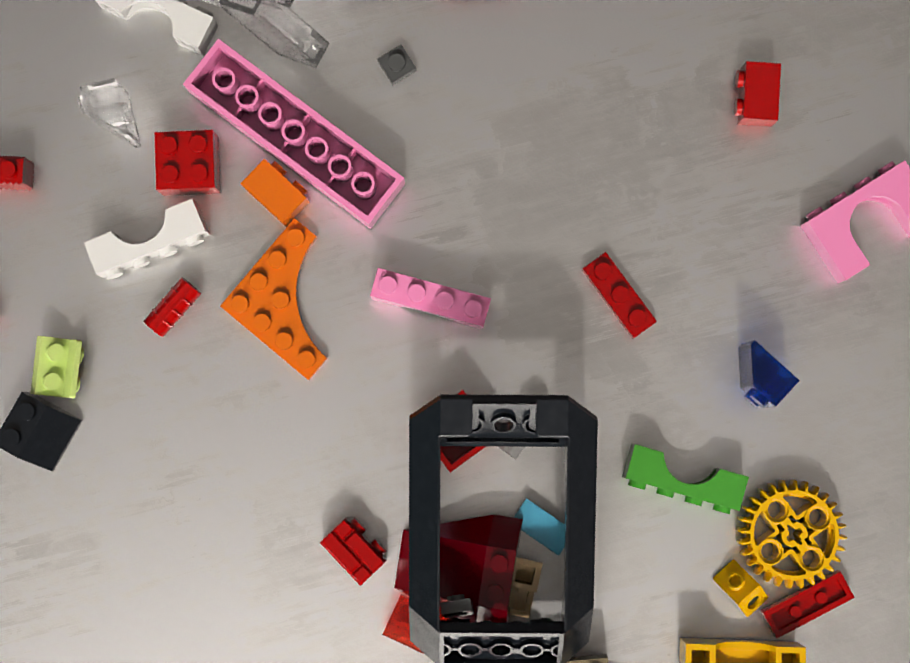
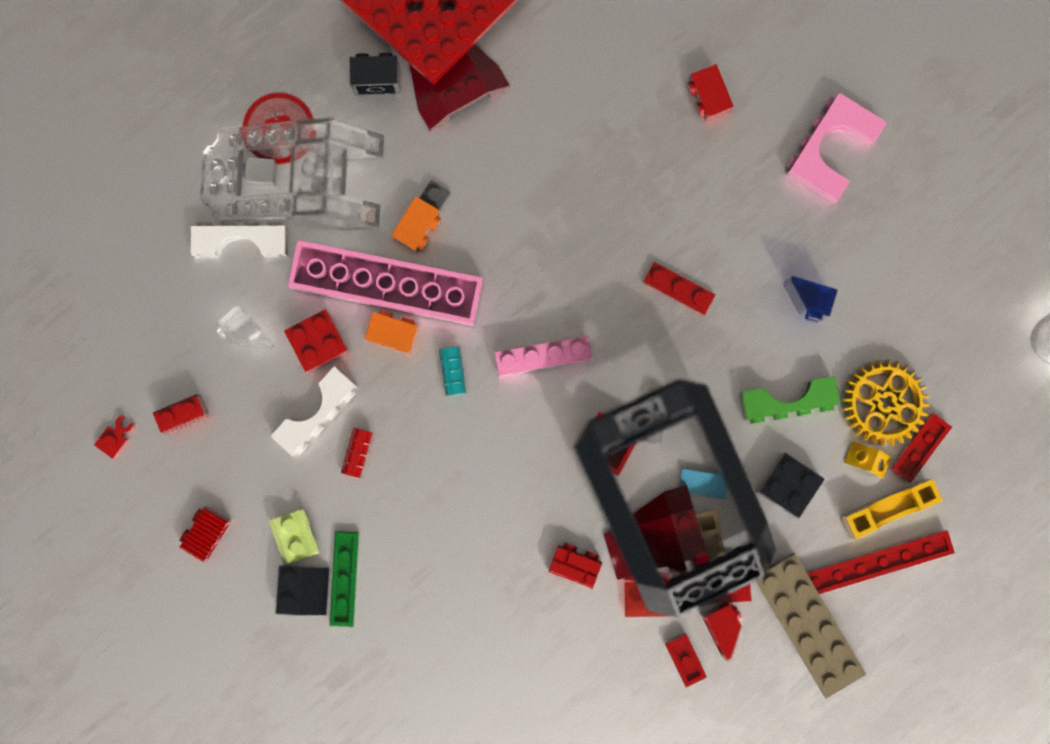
camera: 25 degrees left, 0 degrees up
(91, 441) = (344, 579): none -> green tile
(269, 301) = (424, 415): orange plate -> none
(322, 266) = (452, 371): none -> teal axle
(360, 86) = (416, 225): none -> orange brick
(457, 606) = (670, 568): dark grey plate -> none
(639, 575) = (790, 485): none -> black brick

